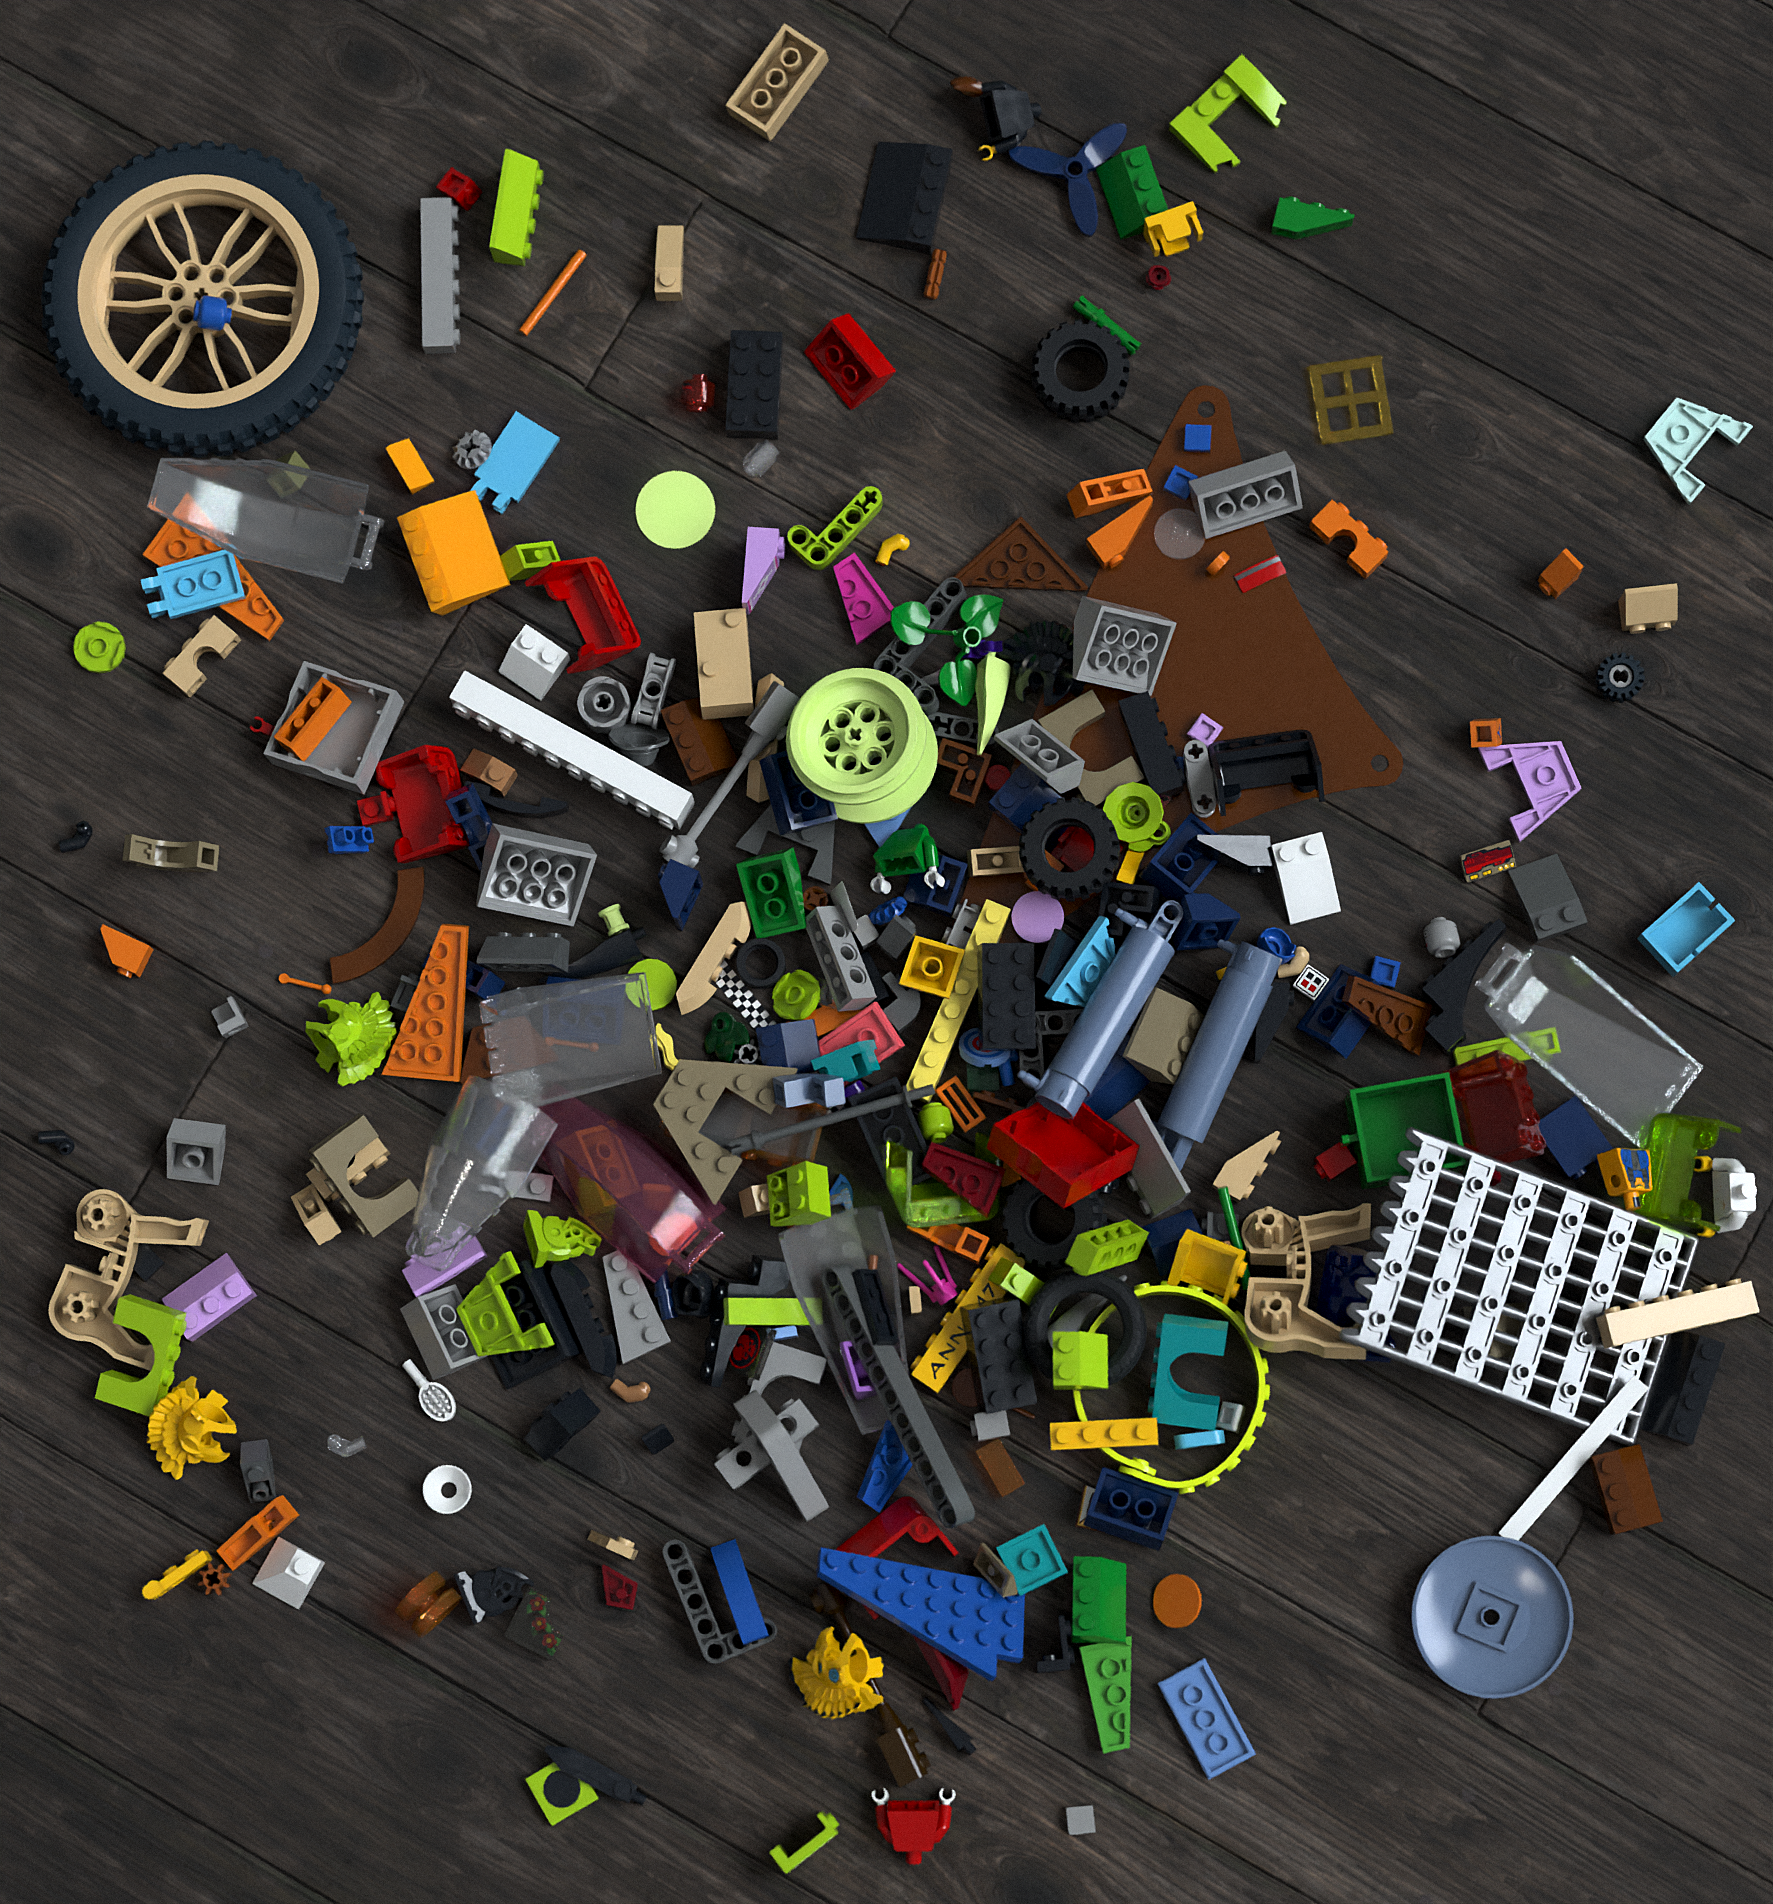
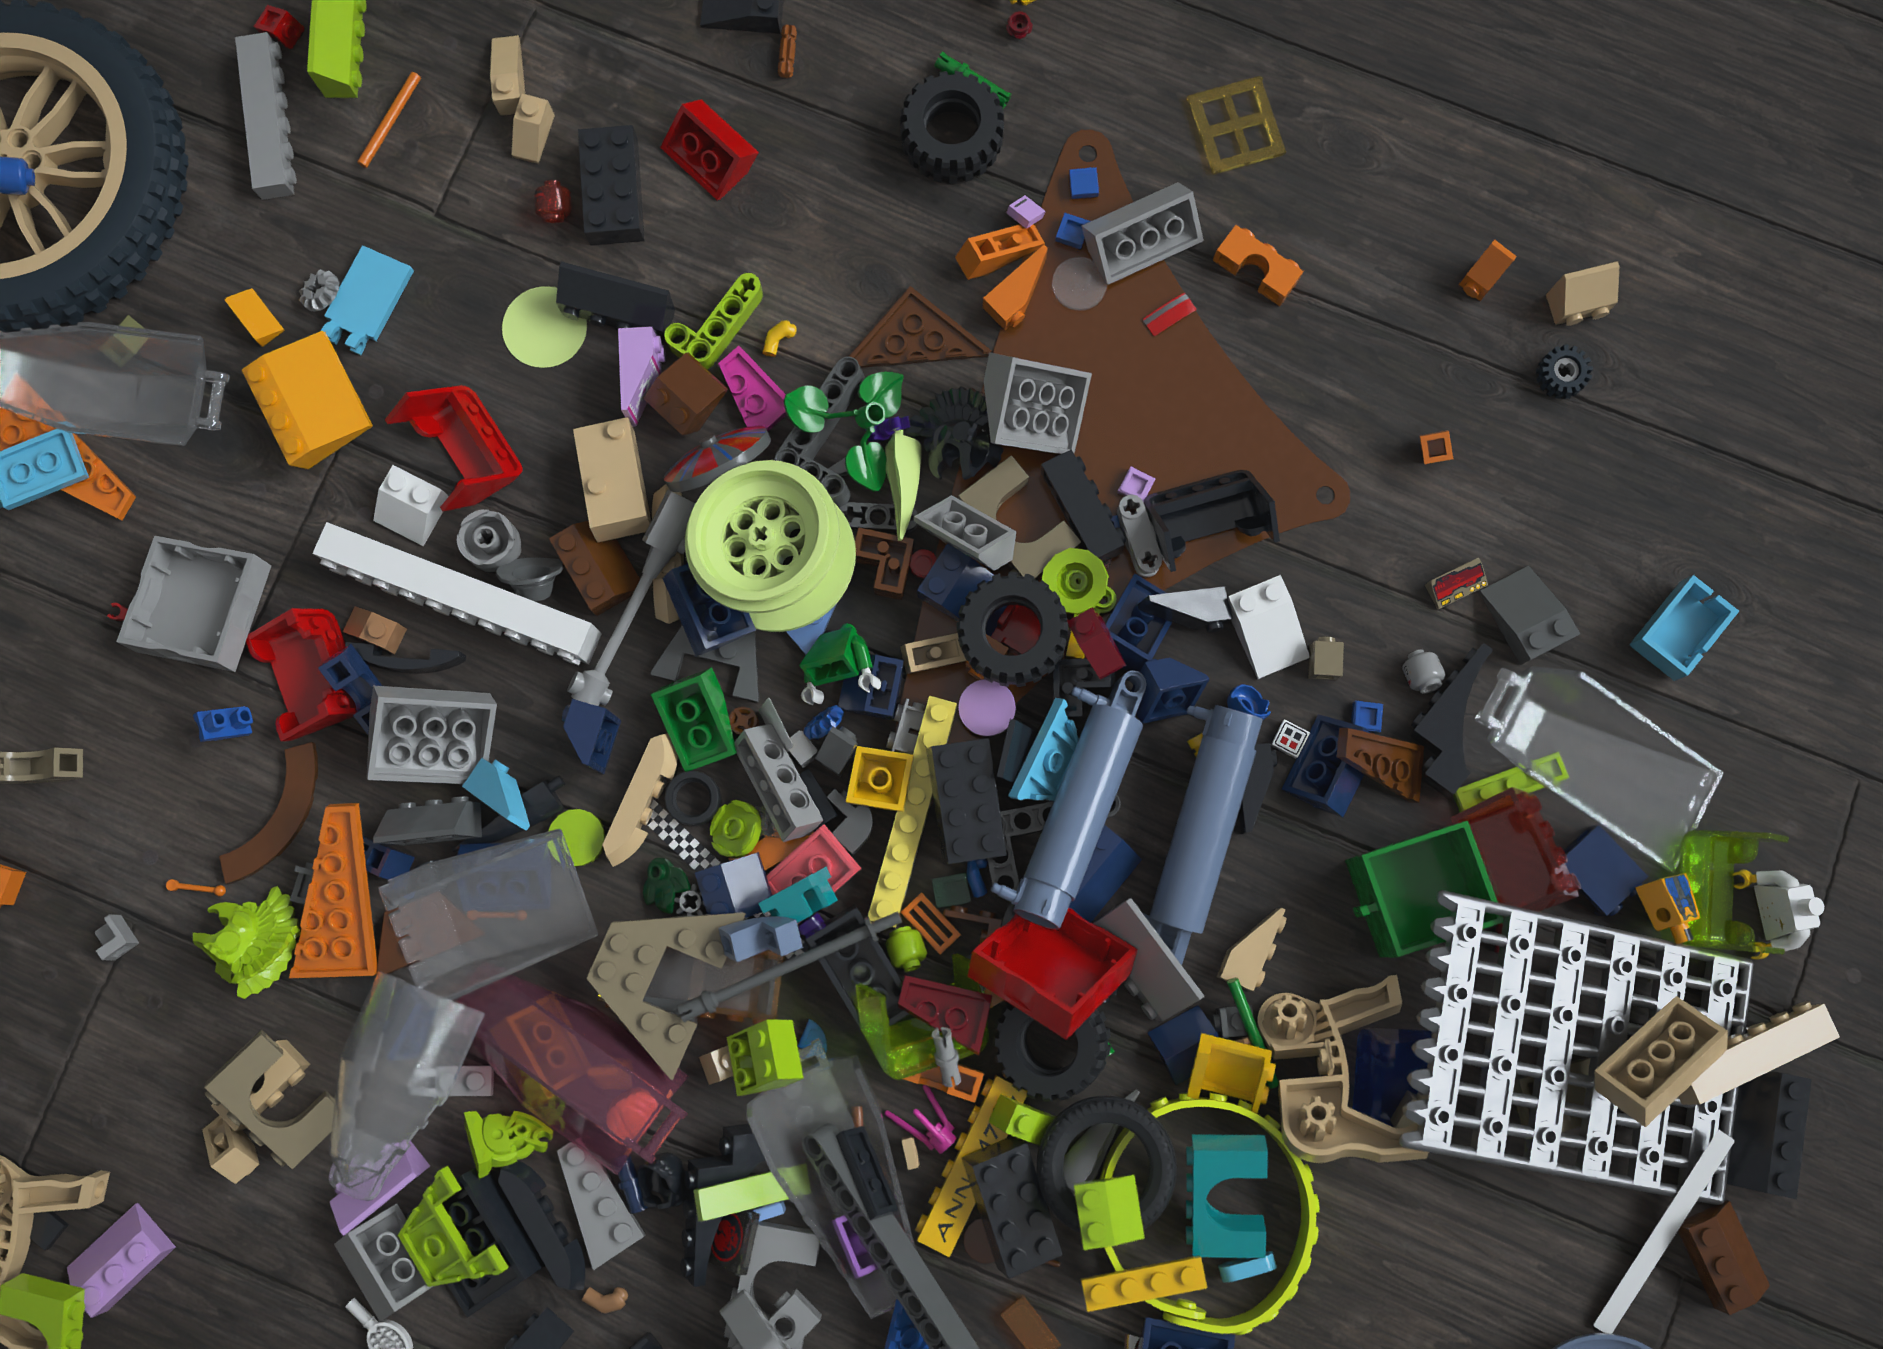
camera: 15 degrees left, 0 degrees up
(195, 1151) = (87, 1093): light grey slope -> none
(213, 637) = (30, 559): tan arch -> none
(312, 719) = (168, 597): orange brick -> none
(376, 809) = (255, 686): red bracket -> none
(528, 559) = (383, 395): lime slope -> none
(588, 932) = (498, 790): none -> medium azure slope
(614, 920) = (527, 772): yellowish green bush -> none
(657, 674) = (543, 500): light grey piece -> none
(665, 1044) = (598, 900): light yellow hair -> none
(685, 320) = (531, 128): none -> tan slope
(744, 497) = (612, 300): none -> black slope
(760, 459) = (627, 260): clear brick -> none
(800, 593) = (685, 394): none -> reddish brown slope
(822, 657) = (715, 457): none -> dark grey dish
(958, 1215) = (946, 1056): none -> light grey pin
(970, 1051) = (933, 864): medium blue tile -> none
(990, 1426) = (1012, 1289): light grey brick -> none
(1106, 1247) = (1116, 1070): lime brick -> none
(1138, 459) = (1025, 212): none -> lavender tile
(1142, 871) = (1096, 642): none -> dark red slope
(1163, 1036) = (1143, 821): dark tan slope -> none
(1218, 563) = (1124, 307): orange tile -> none
(1230, 1417) = (1277, 1234): white slope -> none
(1296, 964) = (1272, 721): tan arm -> none
(1334, 1162) = (1347, 932): red brick -> none
(1354, 914) = (1326, 659): none -> dark tan brick
(1543, 775) = (1502, 485): lavender wing -> none
(1582, 1301) = (1660, 1061): none -> tan brick
(1682, 434) = (1584, 116): light aqua wing -> none

